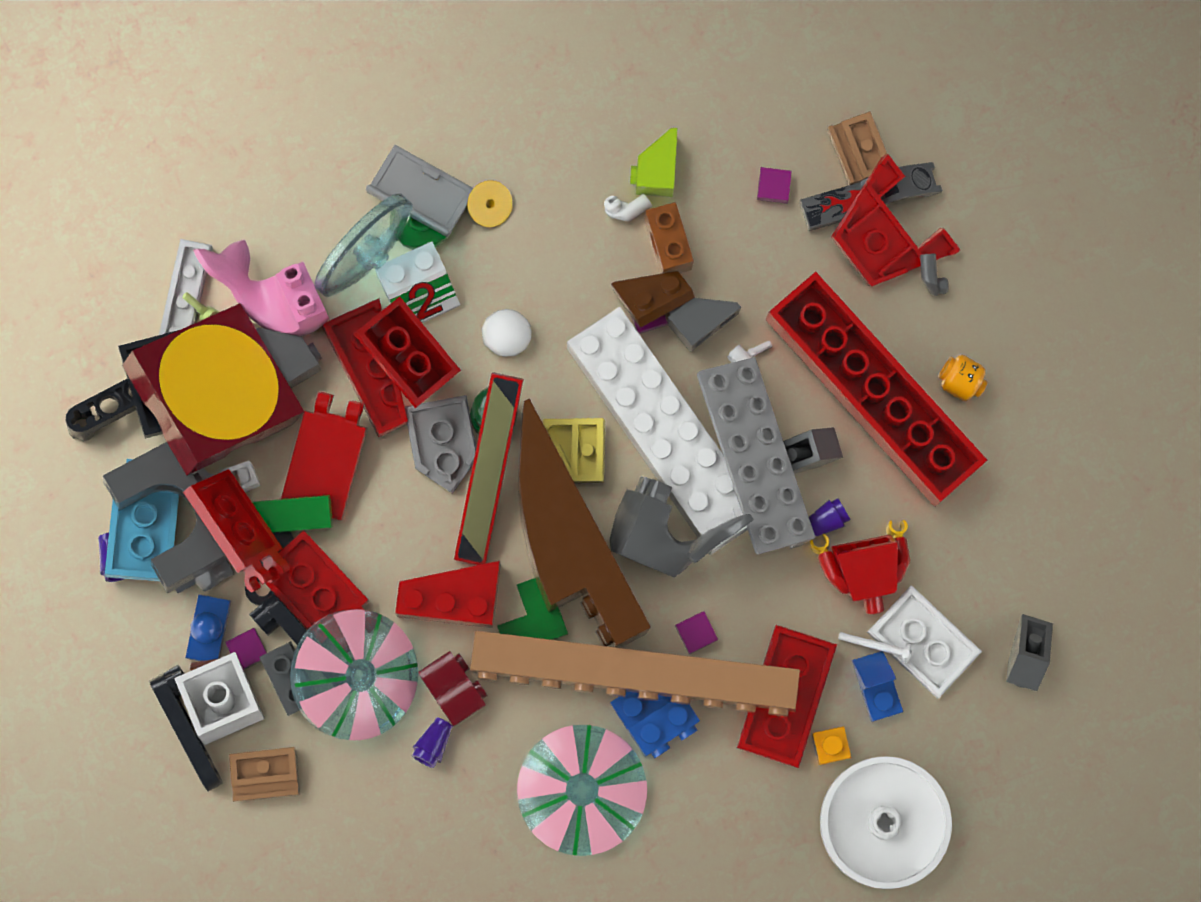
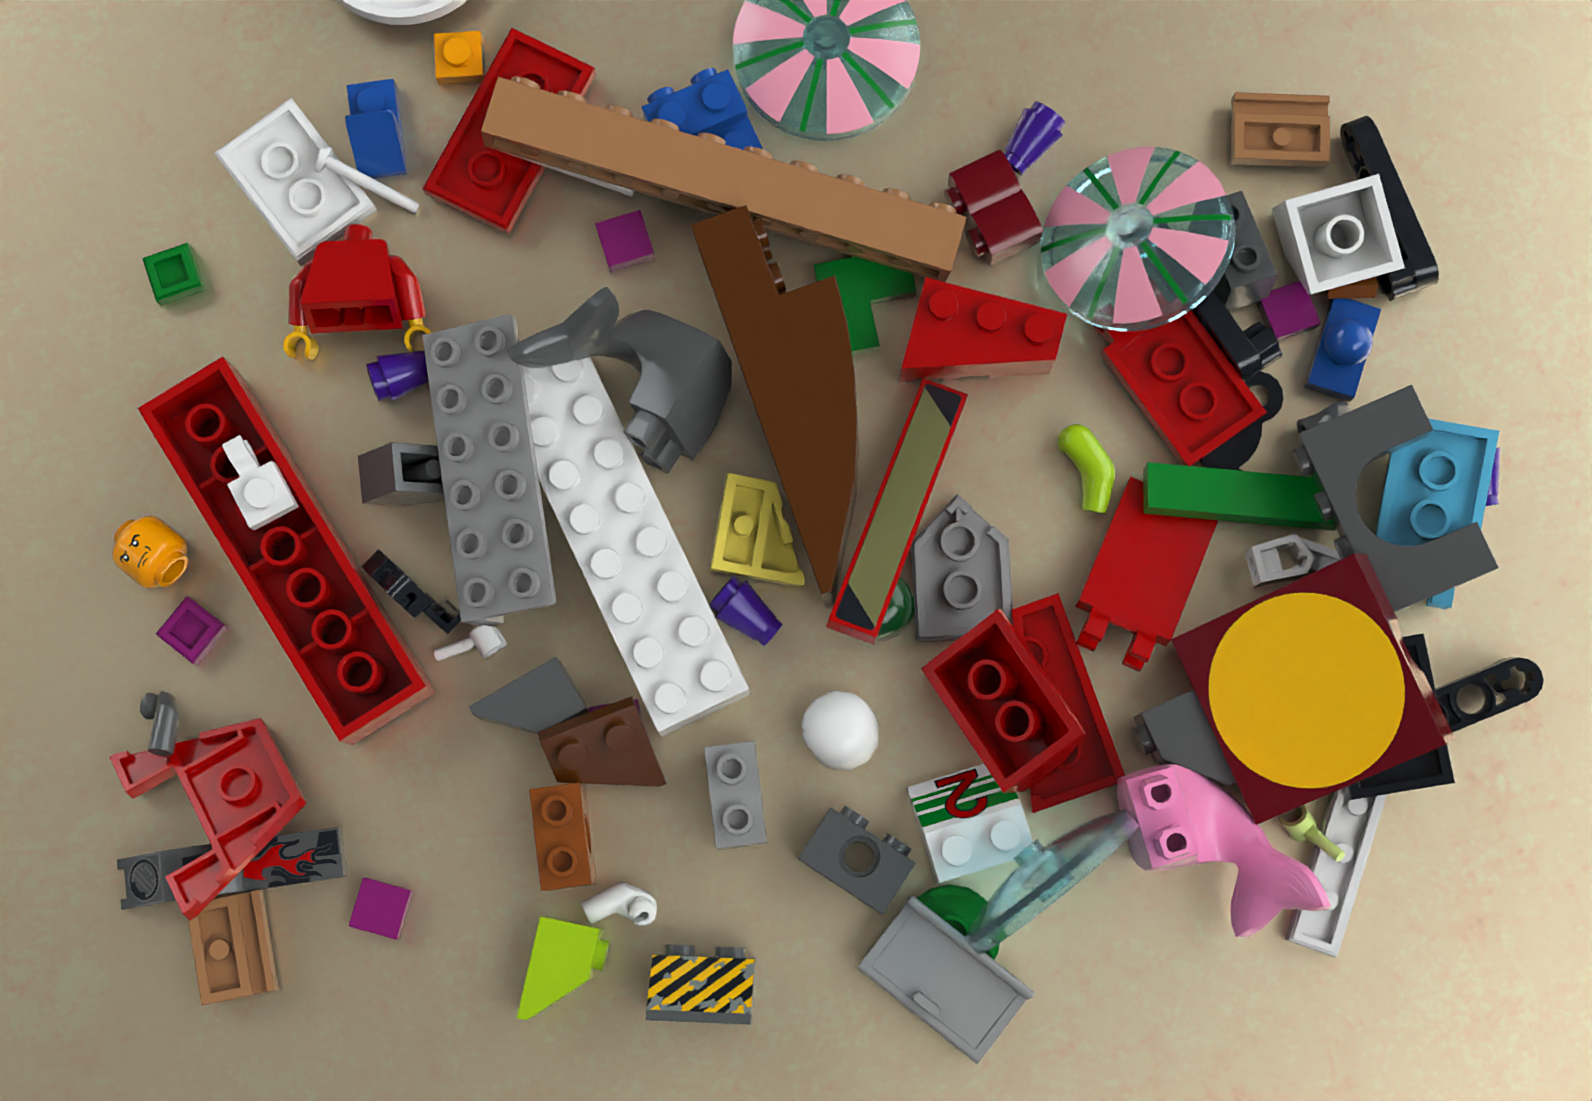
camera: 165 degrees left, 0 degrees up
(238, 528) = (1294, 467): red tile -> none
(365, 524) = (1093, 464): none -> lime arm
(474, 238) = (875, 885): none -> dark grey brick
(489, 203) = (837, 942): yellow piece -> none
(565, 280) = (735, 795): none -> light grey brick
(568, 161) = (701, 987): none -> slope
(578, 397) = (745, 611): none -> dark purple cone
(802, 379) = (408, 594): none -> black piece
(896, 416) = (259, 489): none -> white plate
(927, 336) = (192, 630): none -> magenta tile
(991, 566) = (174, 274): none -> green tile
(1030, 653) = (143, 137): dark grey slope -> none

